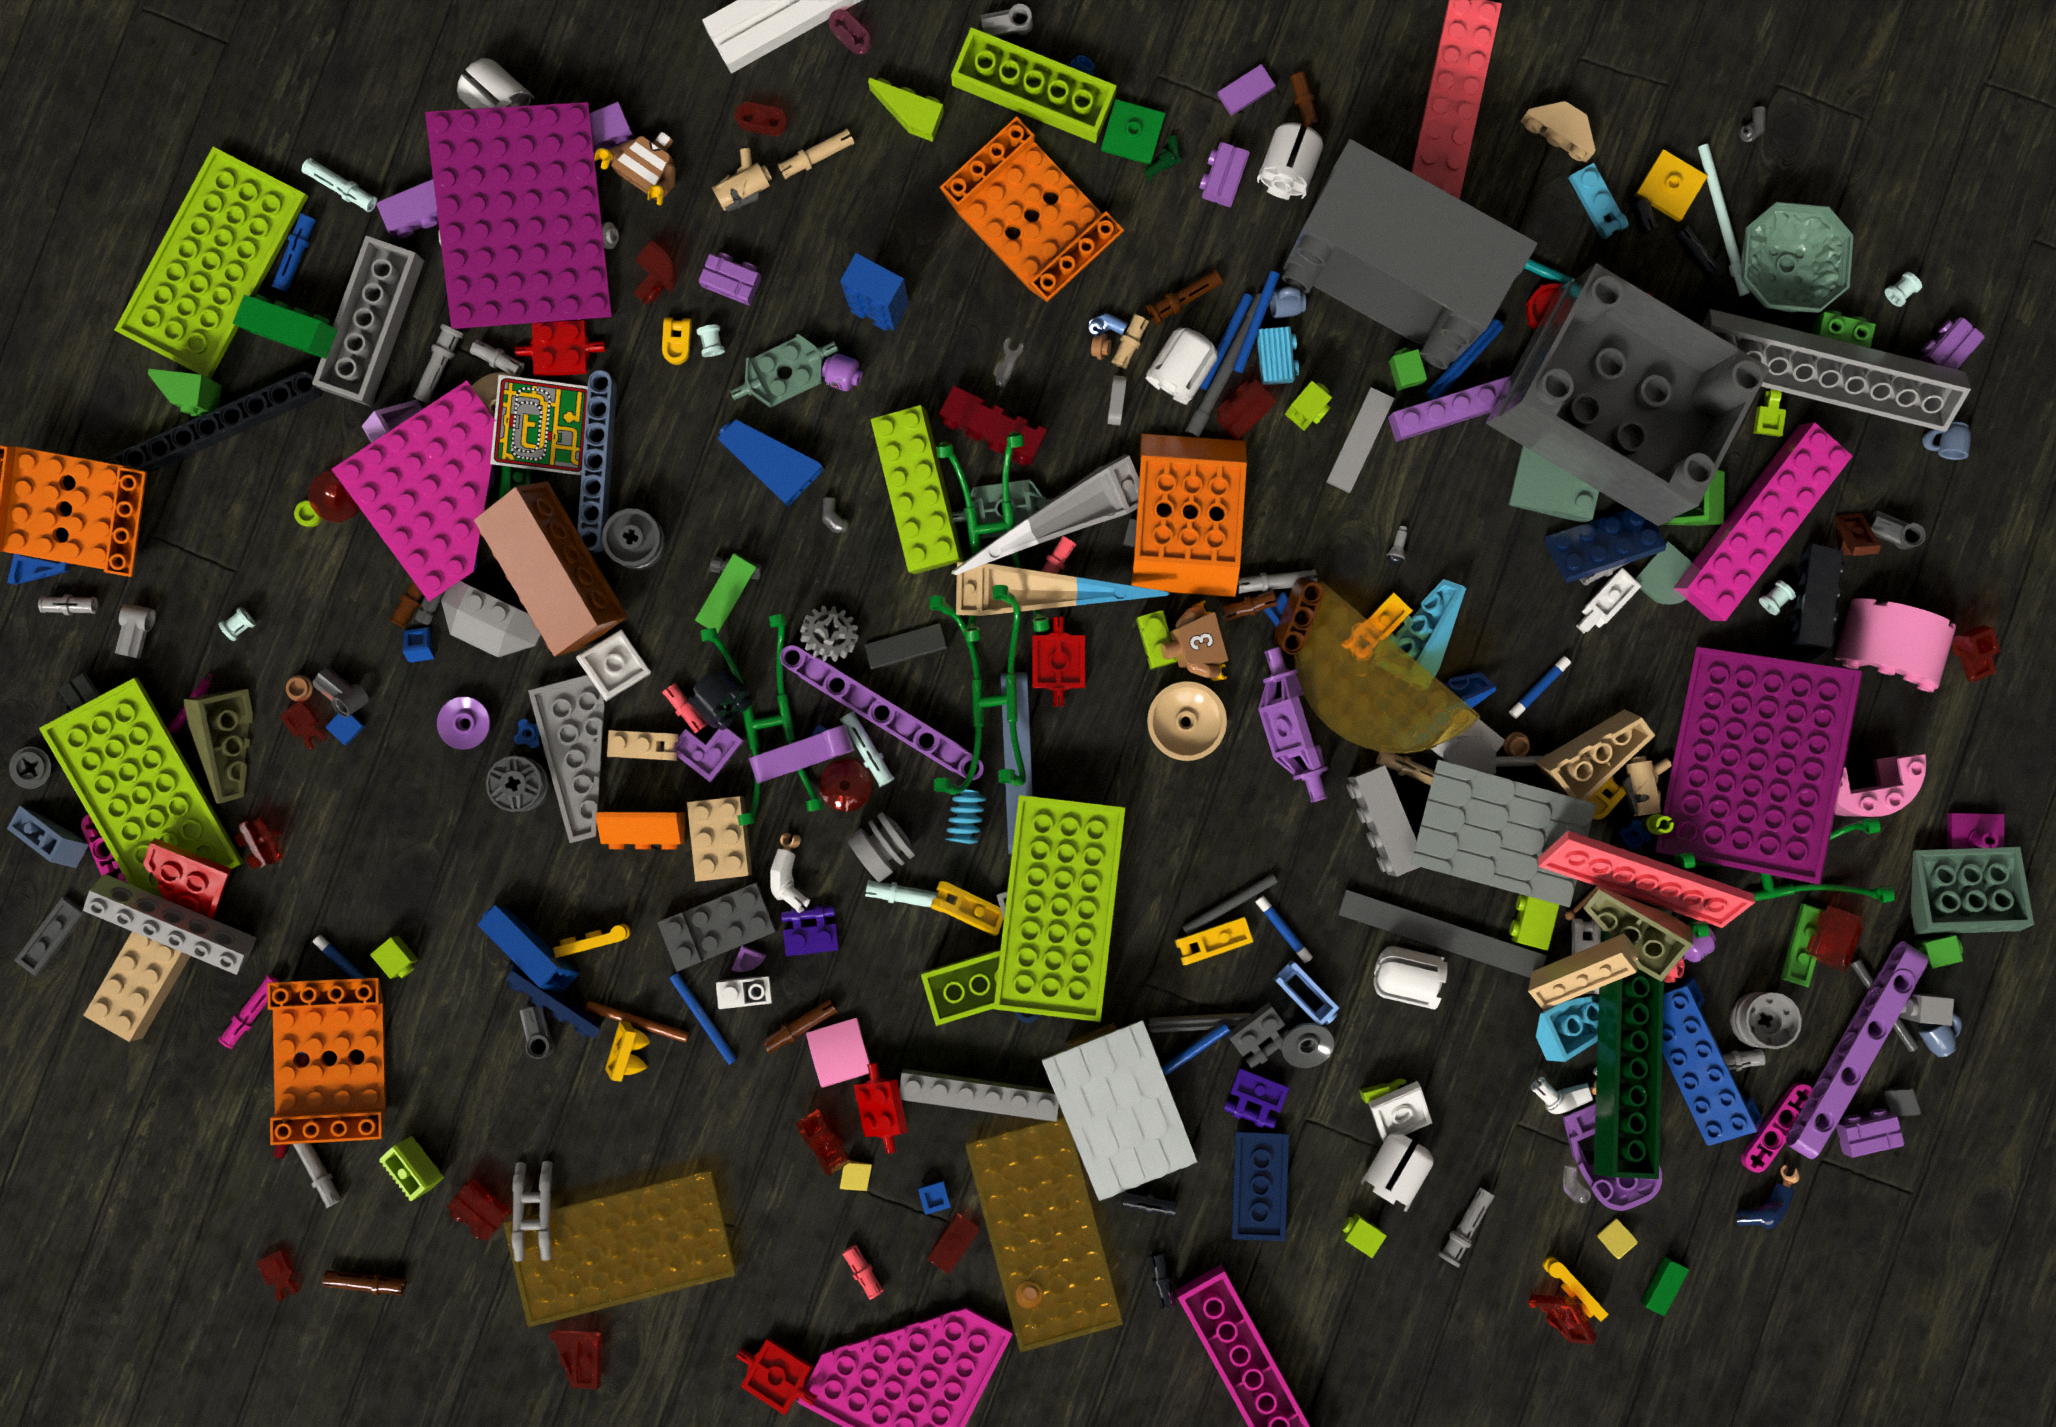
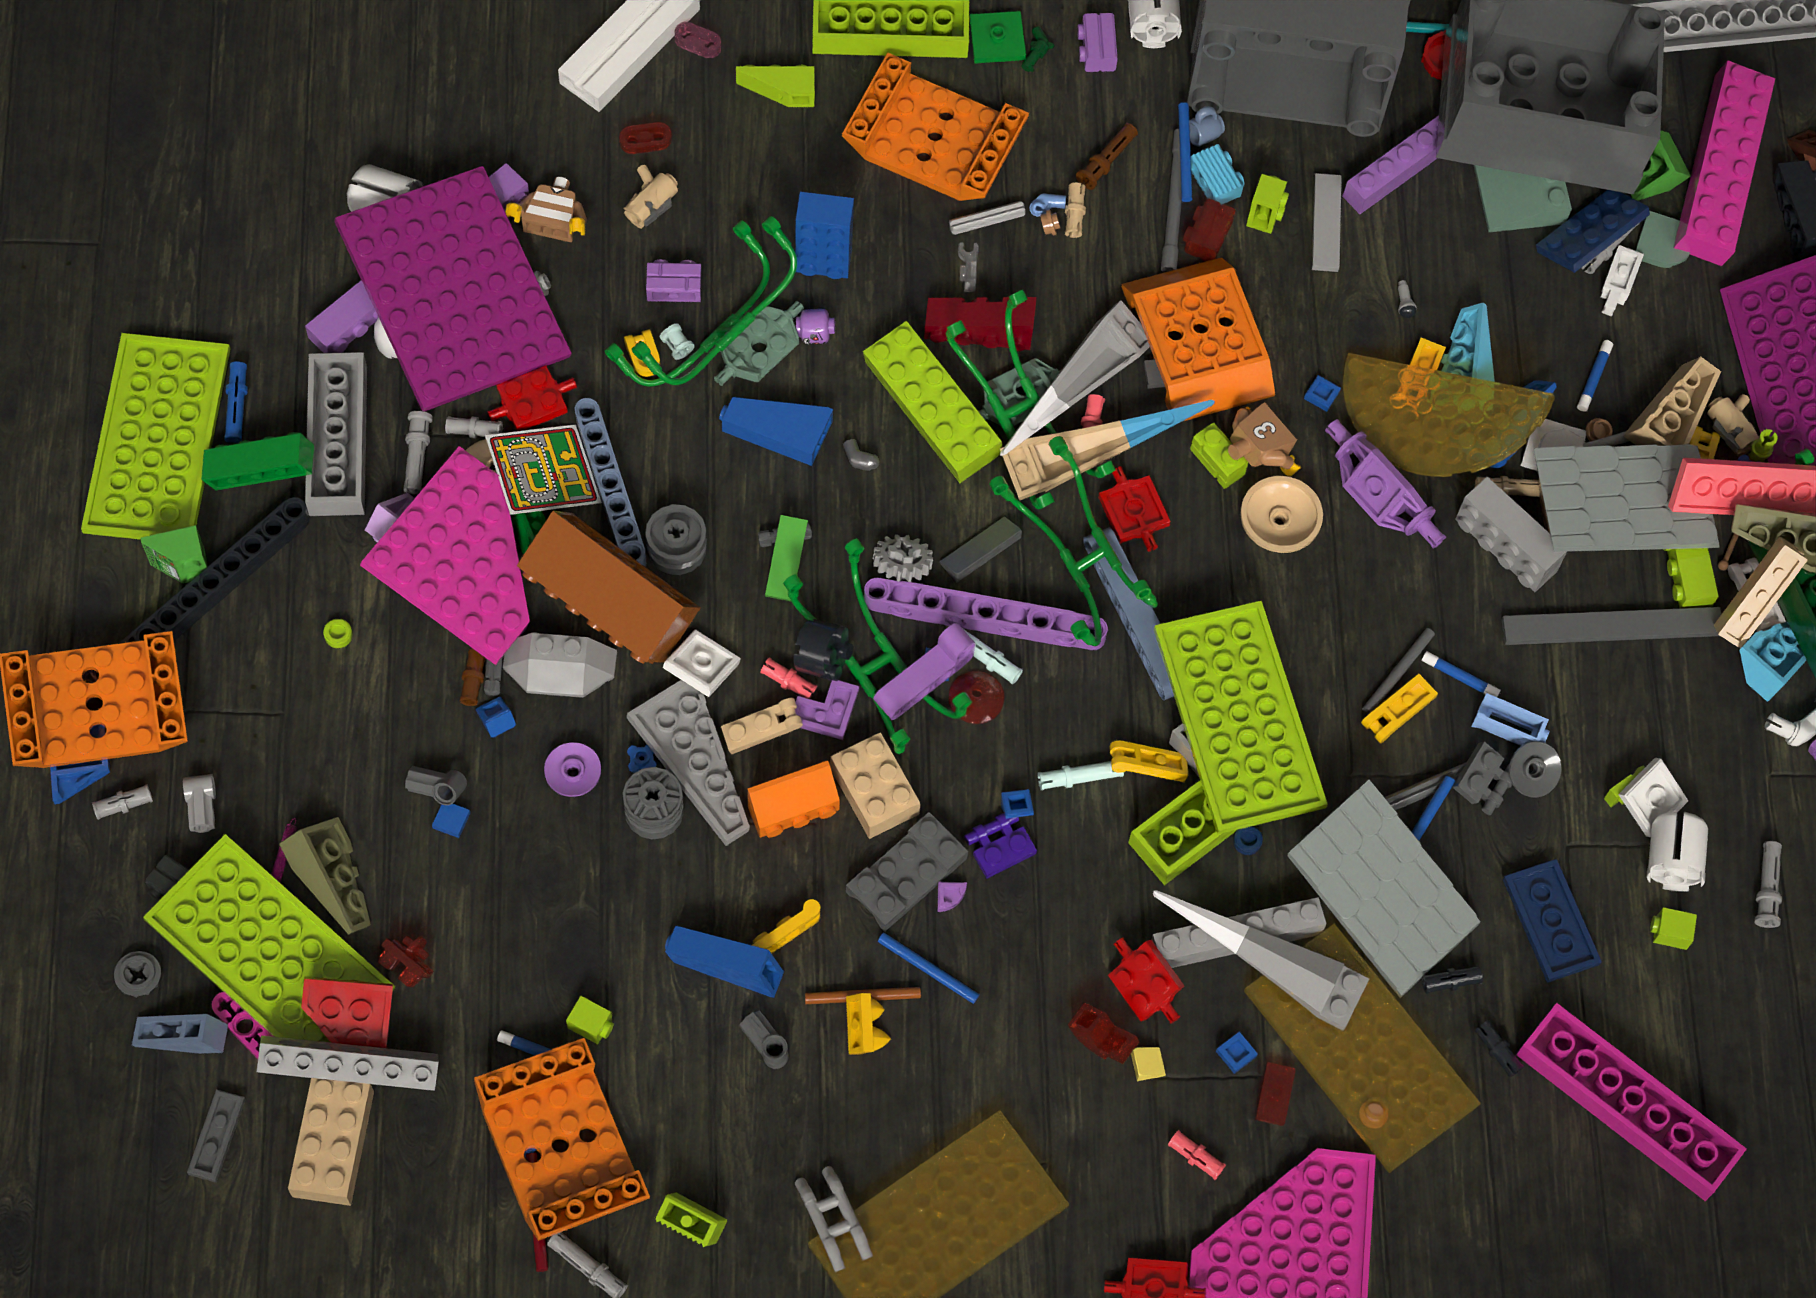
camera: 20 degrees left, 20 degrees down
(236, 624) = (304, 758): light aqua bush -> none
(243, 1021) = (453, 1144): dark pink pin -> none
(299, 688) = (390, 798): medium nougat plate -> none
(301, 721) = (406, 828): clear red plate -> none
(331, 499) = (361, 605): clear red tile -> none
(348, 190) = (231, 322): light aqua pin -> none
(478, 1210) = (776, 1240): clear red brick -> none
(583, 1022) = (766, 997): dark blue wing -> none
(660, 270) = (602, 296): clear red brick -> none
(743, 992) = (960, 920): white slope -> none
(758, 356) = (728, 330): none -> green bar
(781, 874) = (951, 800): white arm -> none
(800, 1025) = (1022, 945): reddish brown pin -> none
(815, 154) = (702, 157): tan pin -> none
(836, 904) = (1017, 804): none -> blue slope
(838, 1052) = (1079, 948): bright pink slope -> none
(881, 846) = (1039, 731): light grey wheel -> none
(966, 817) = (1106, 678): medium azure piece -> none
(1024, 1167) = (1310, 978): none -> light grey plate
(1045, 318) = (987, 217): none -> light grey axle
(1116, 400) = (1085, 263): light grey beam -> none
(1182, 364) = (1134, 209): white cylinder -> none
(1228, 336) = (1163, 178): blue bar -> none
(1250, 605) = (1293, 395): reddish brown pin -> none
(1258, 1090) = (1509, 831): dark purple plate -> none
(1272, 581) = (1298, 371): light grey pin -> none
(1300, 628) = (1347, 374): reddish brown beam -> none
(1407, 369) = (1341, 147): bright green brick -> none
(1410, 976) = (1601, 666): white cylinder -> none
(1464, 360) = (1390, 120): blue axle -> none
(1770, 419) = (1686, 78): lime plate -> none
(1777, 597) = (1770, 223): light aqua bush -> none

